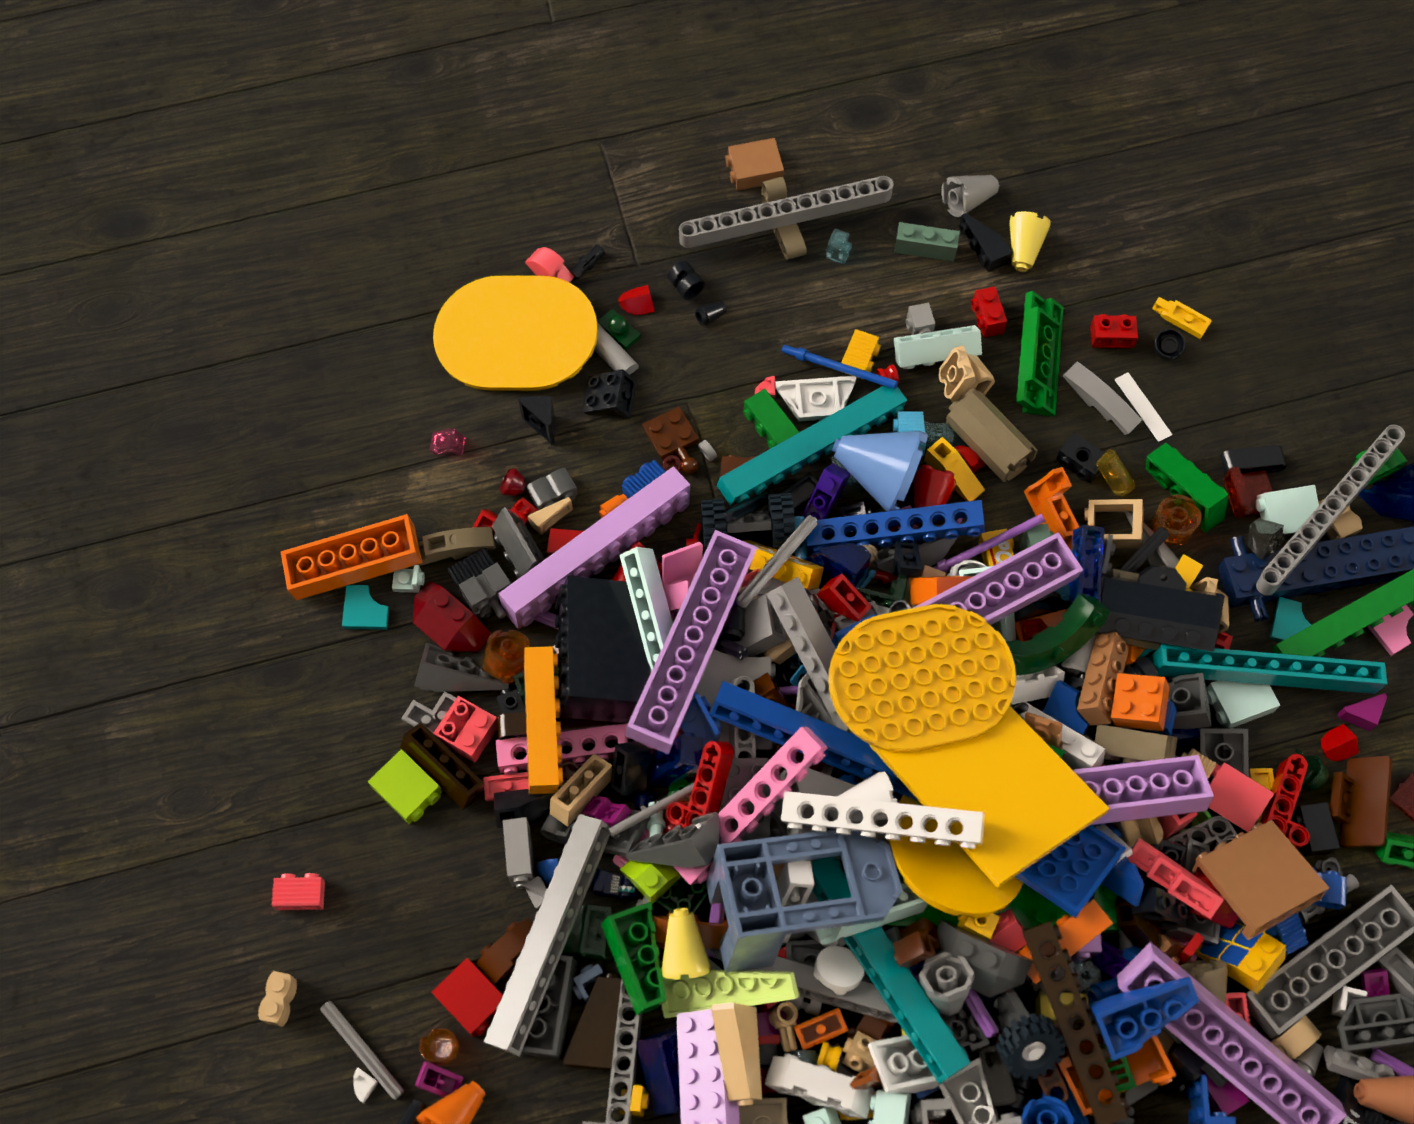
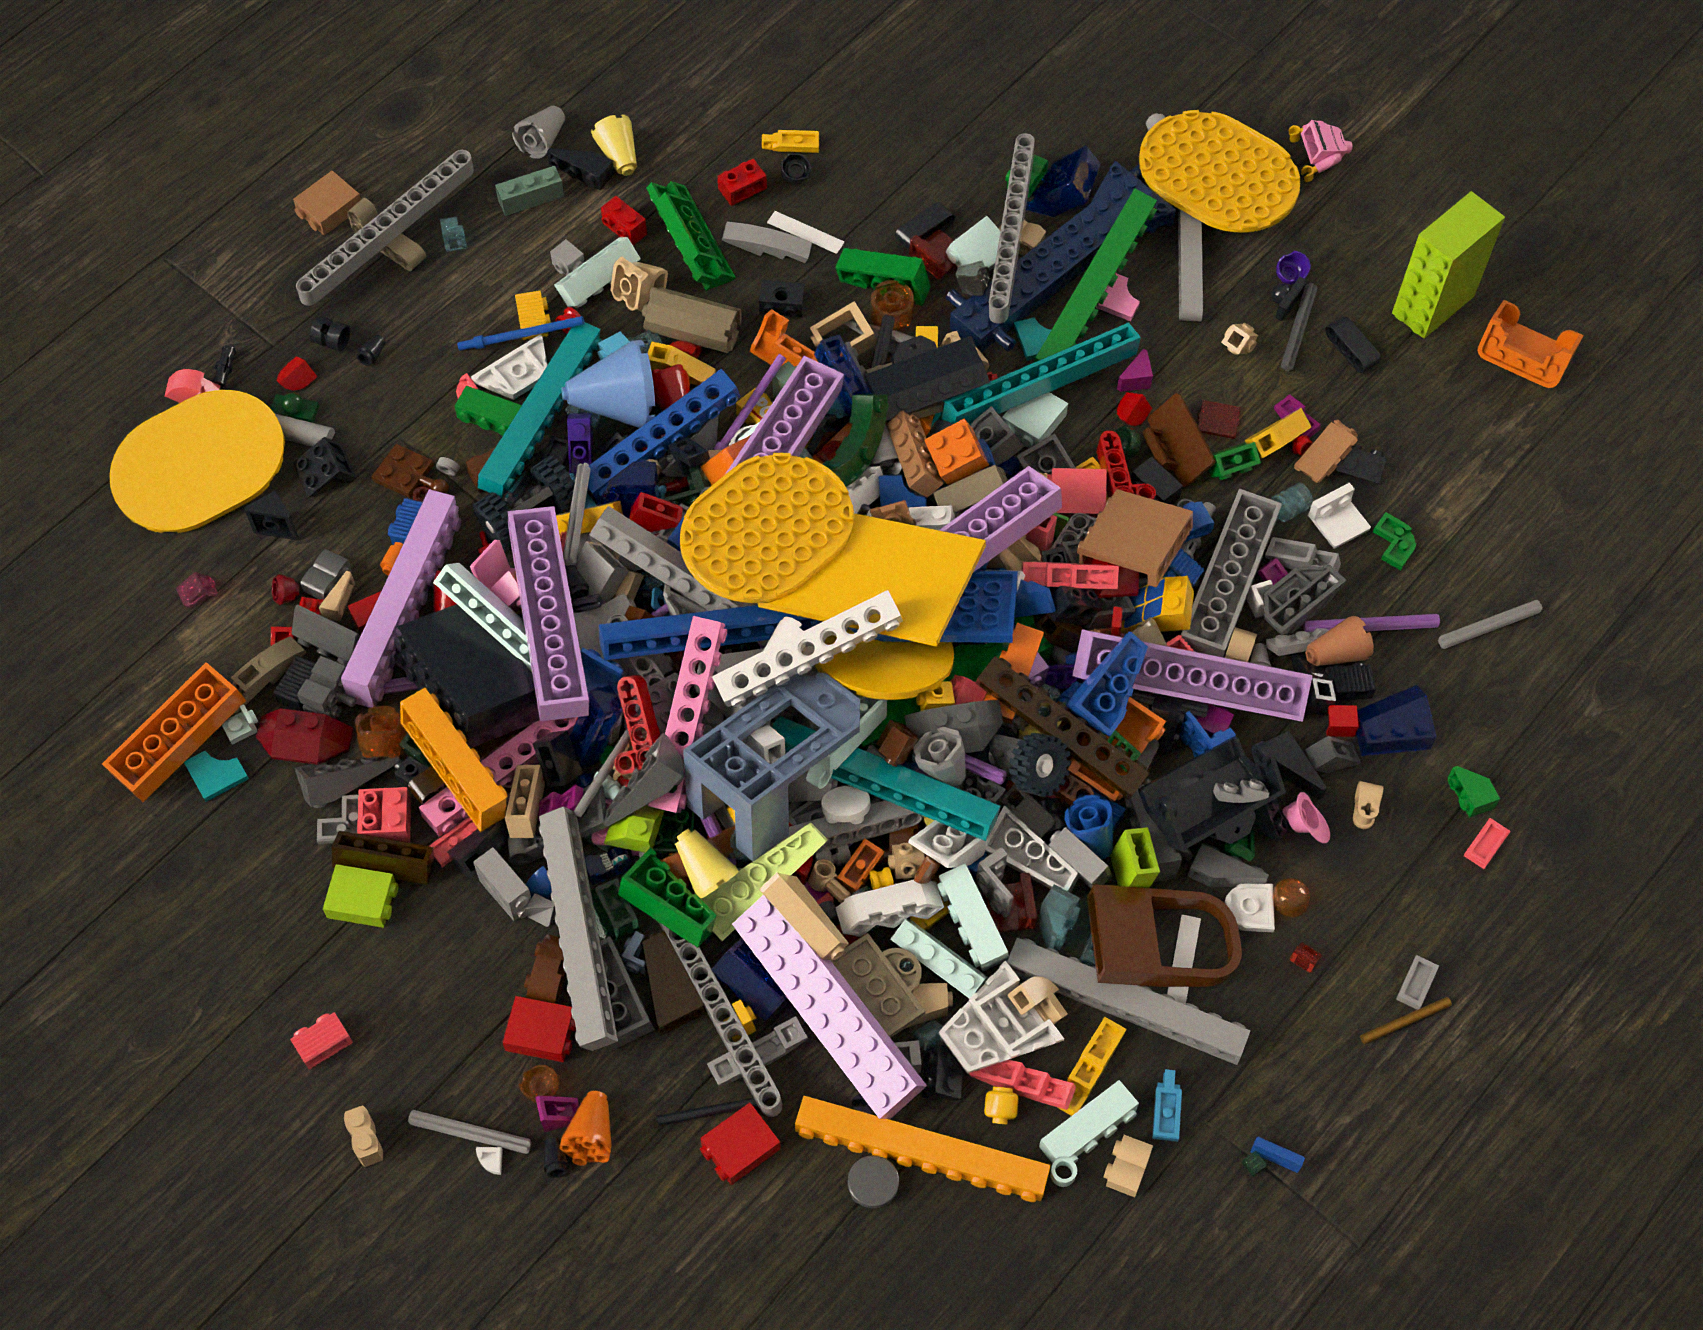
camera: 35 degrees left, 5 degrees down
(1115, 473) = (818, 295): clear yellow brick -> none

